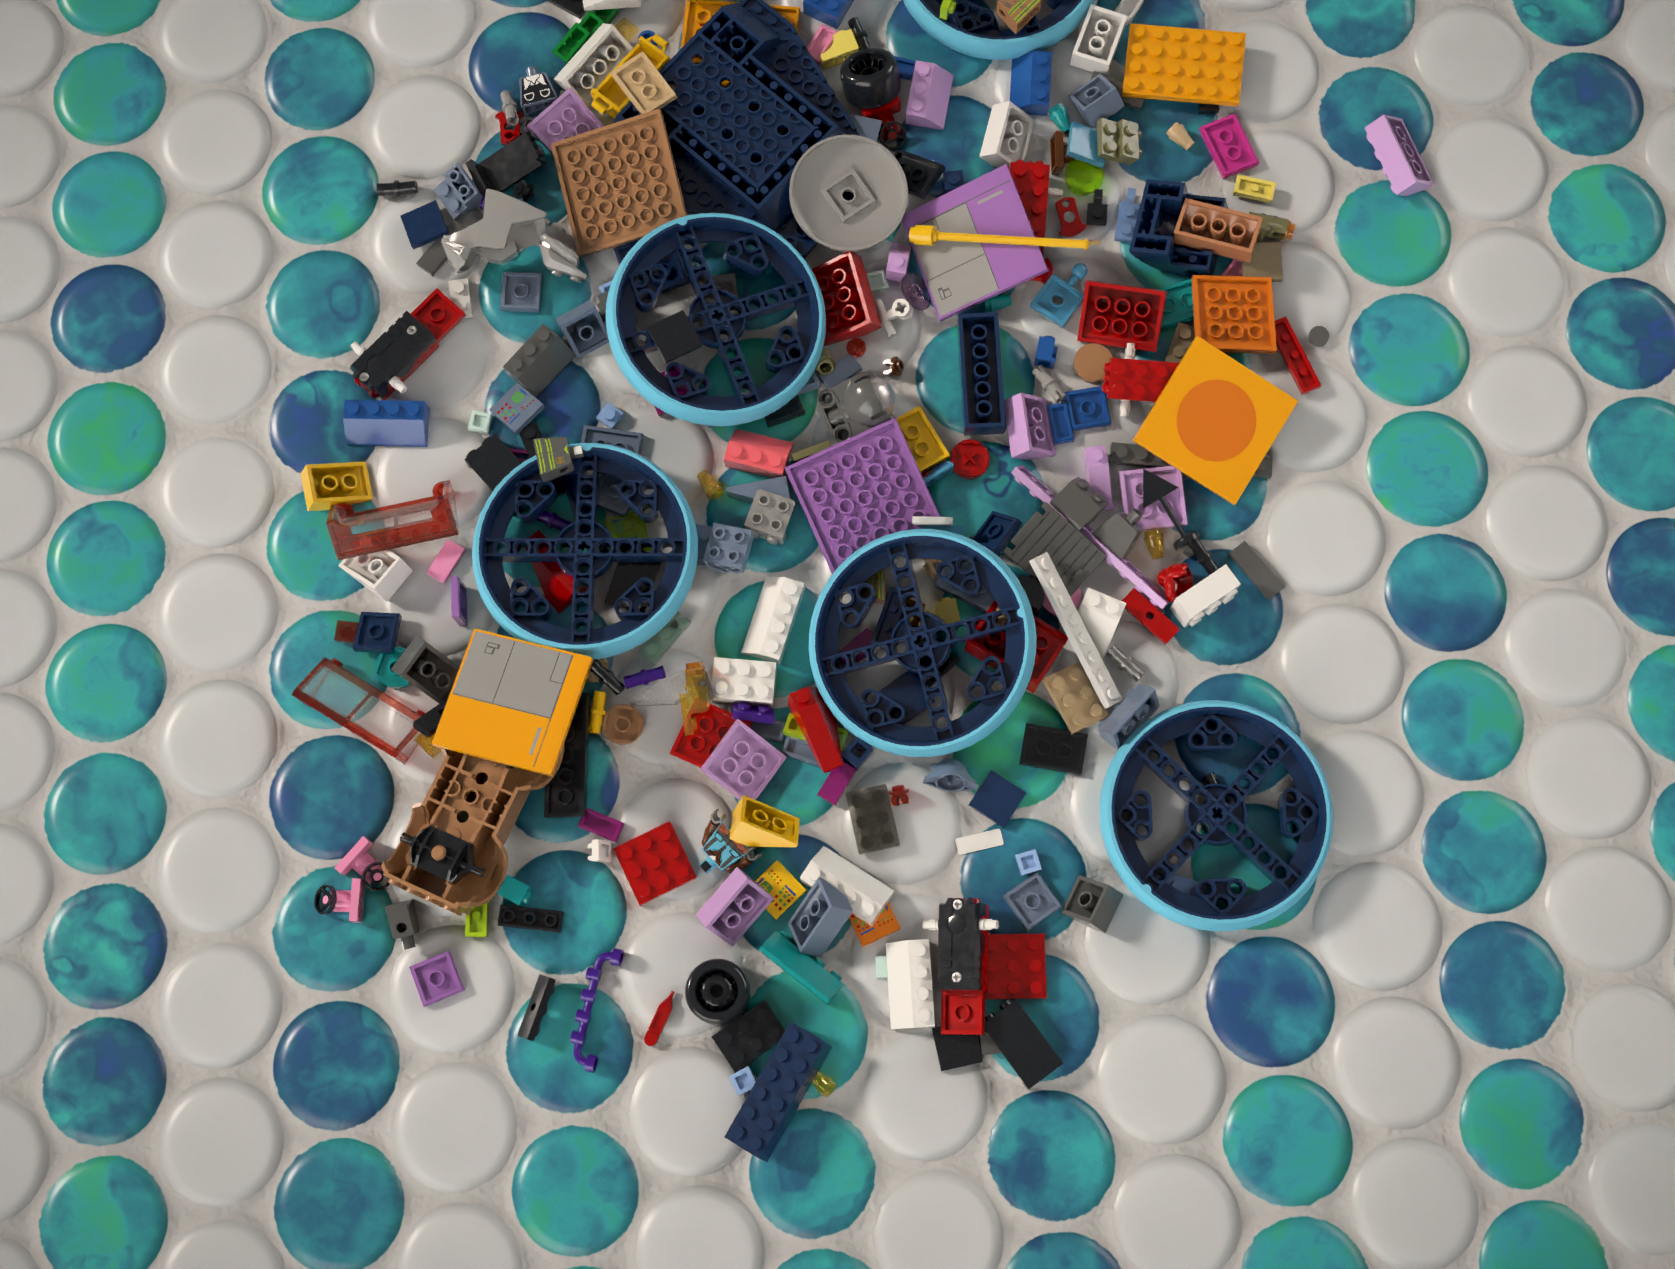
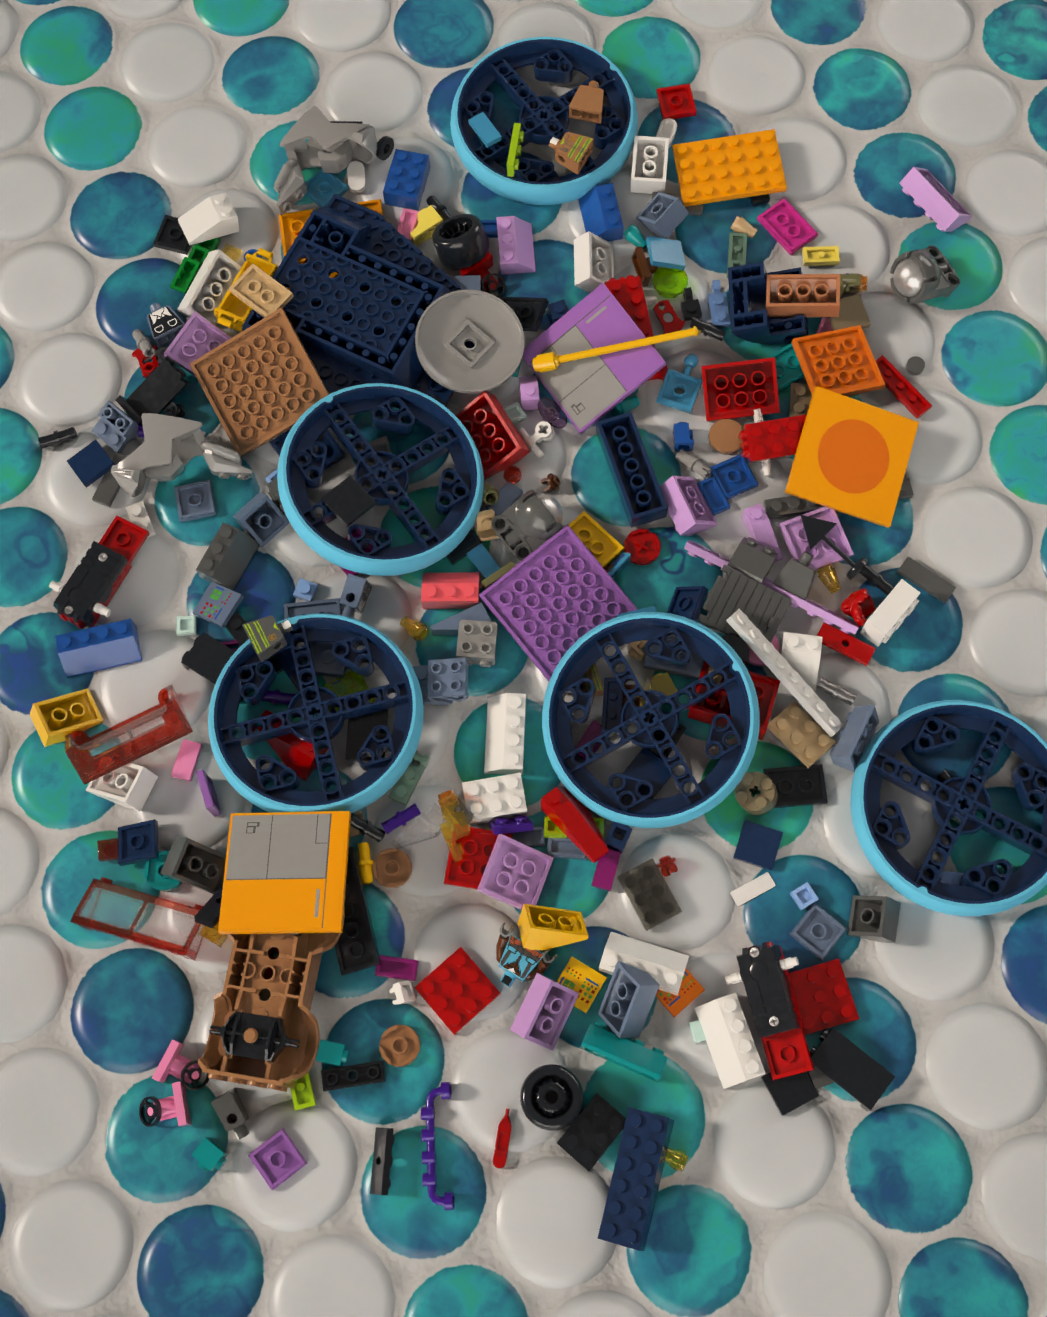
camera: 15 degrees left, 5 degrees down
(372, 957) = (210, 1155): none -> teal brick
(583, 901) = (399, 1045): none -> medium nougat tile
(659, 428) = (354, 588): none -> sand blue torso
(743, 1080) = (598, 1177): light blue plate -> none
(800, 432) = (482, 561): none -> dark azure tile
(810, 395) = (483, 525): none -> tan bracket
(930, 520) = (627, 607): white tile -> none
(950, 776) = (709, 836): sand blue hat -> none
(1010, 757) = (761, 802): none -> dark tan brick
(1107, 240) = (708, 329): none -> black pin
(1118, 141) = (692, 243): olive plate -> none
(1165, 160) = (736, 250): none -> sand green plate
(1356, 239) = (923, 275): none -> dark grey piece

